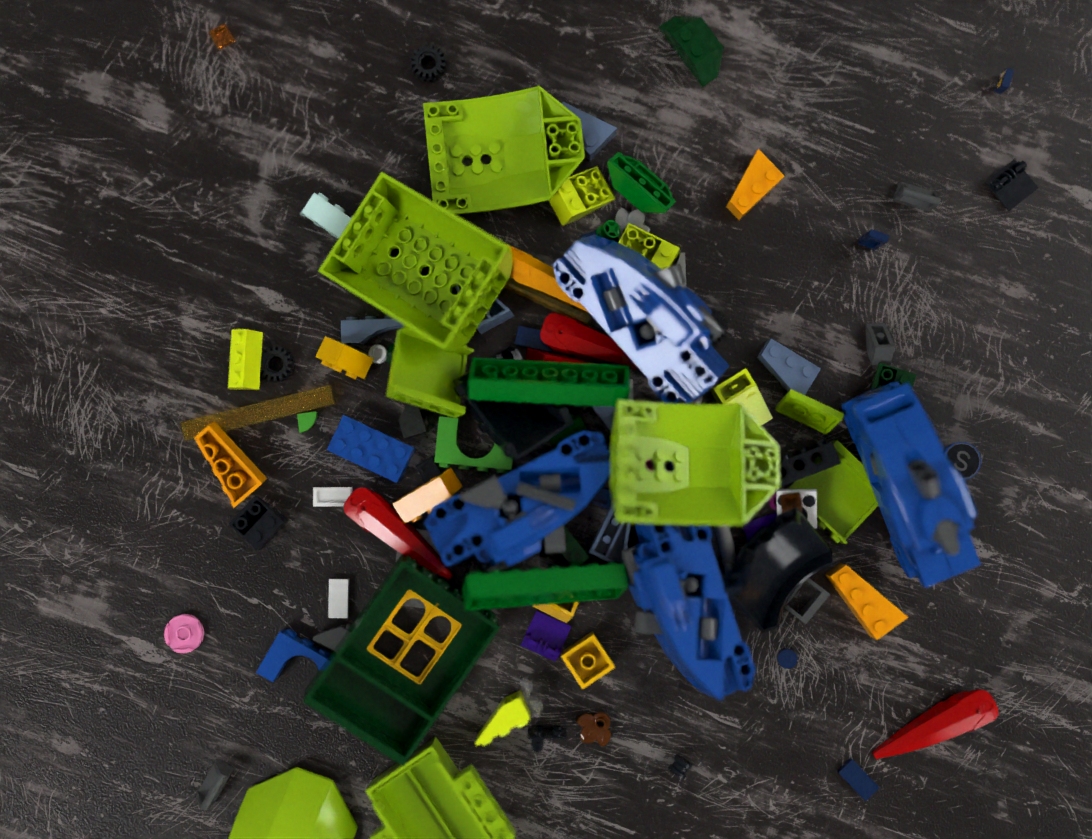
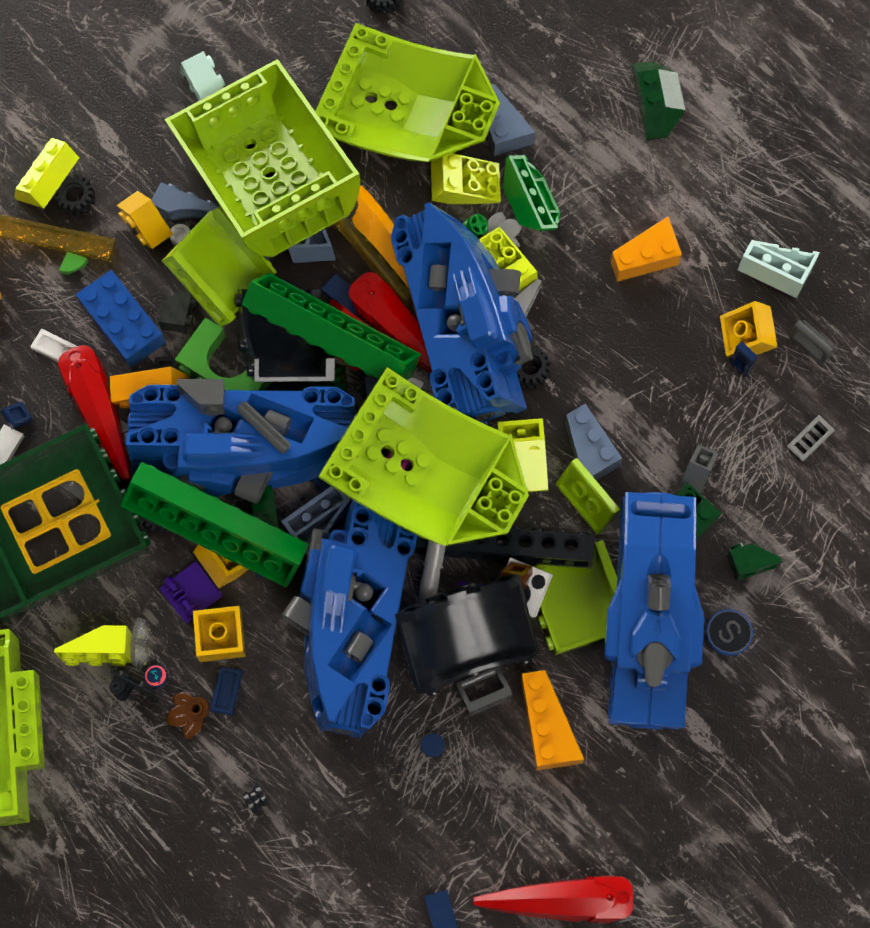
camera: 30 degrees right, 15 degrees down
(334, 567) = (16, 415): none -> dark blue tile
(555, 712) = (156, 676): none -> dark blue tile
(613, 696) = (226, 691): none -> dark blue tile
(862, 147) = (778, 266): none -> light aqua wedge
(862, 212) = (751, 325): none -> yellow slope
(943, 273) = (822, 438): none -> light grey slope
(952, 398) = (751, 560): none -> dark green slope

